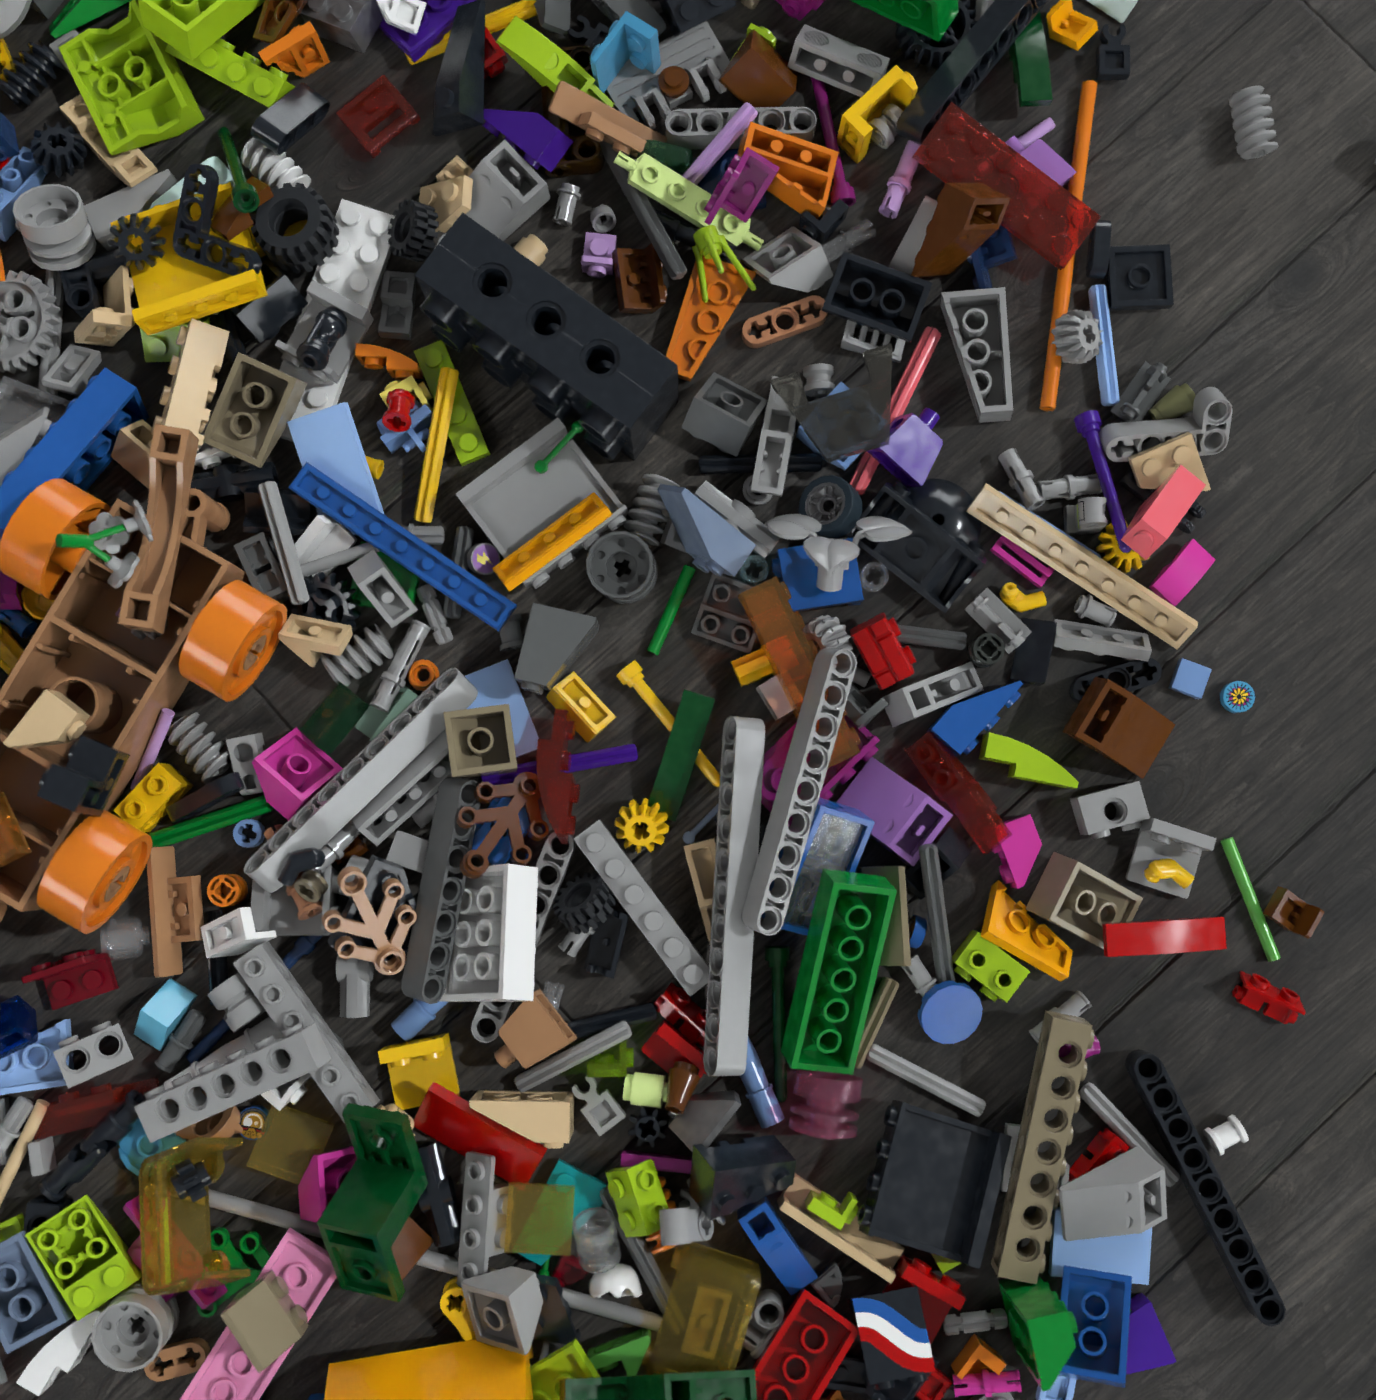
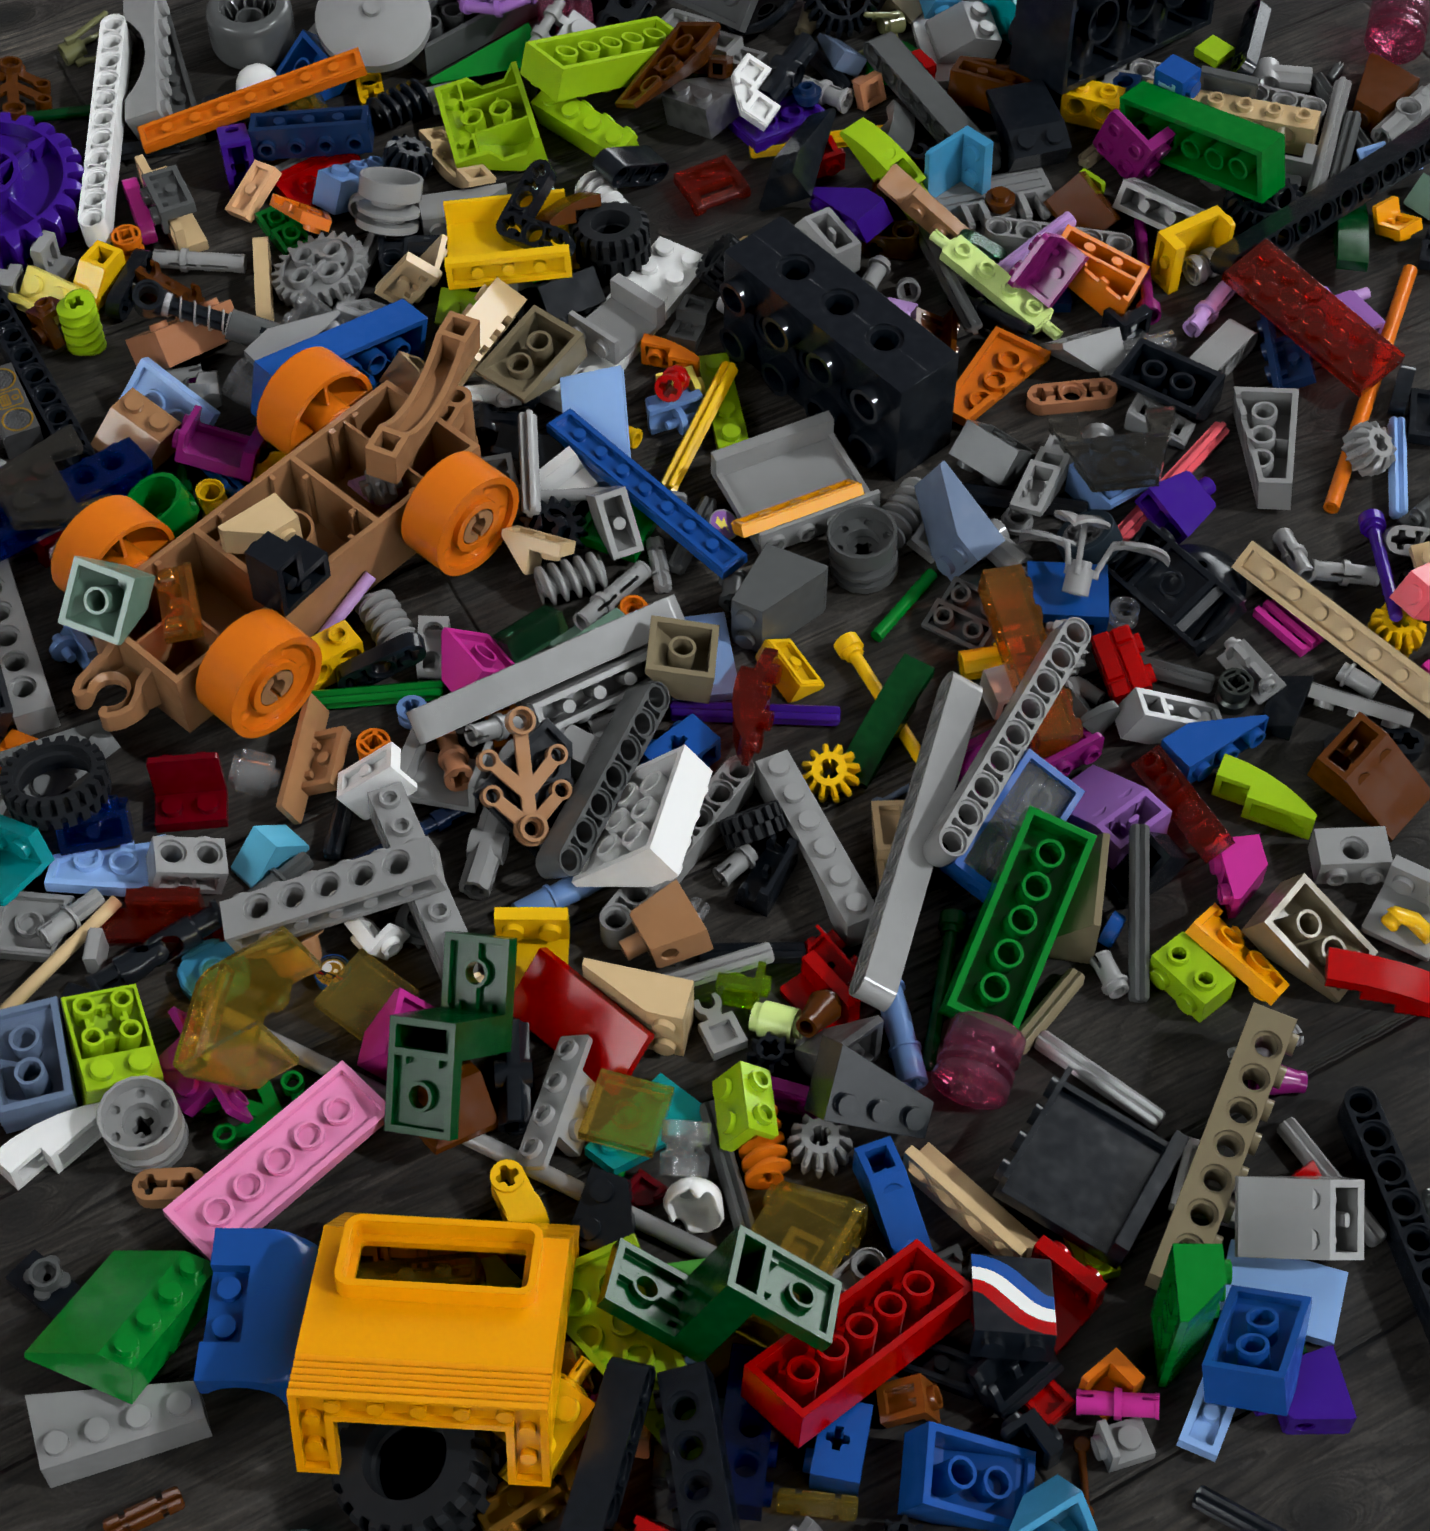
camera: 15 degrees right, 30 degrees down
(110, 534) = (372, 396): light grey plant -> none
(149, 247) = (453, 220): black gear -> none
(190, 1180) = (253, 990): black gear -> none
(237, 1001) = (355, 833): light grey wheel -> none
(243, 194) = (576, 189): dark green piece -> none
(265, 1320) = (299, 1121): dark tan slope -> none
(297, 51) = (653, 120): orange wing -> none
(300, 861) = (467, 711): black arm -> none
(311, 886) = (460, 746): dark tan bush -> none
(328, 328) = (614, 315): black piece -> none
(504, 1307) = (563, 1175): light grey slope -> none
(506, 819) = (712, 713): reddish brown plant -> none
(542, 465) = (801, 455): green hinge -> none
(684, 1226) = (792, 1126): light grey piece -> none
(709, 245) = (1010, 316): lime plant -> none
(825, 1207) = (961, 1169): lime bracket -> none
(950, 1012) = (1138, 1011): tile -> none
(959, 226) = (1257, 332): reddish brown slope -> none
(975, 1321) = (1108, 1340): light grey axle -> none
(1019, 601) = (1278, 661): yellow arm -> none
(1085, 517) = (1361, 591): light grey leg -> none

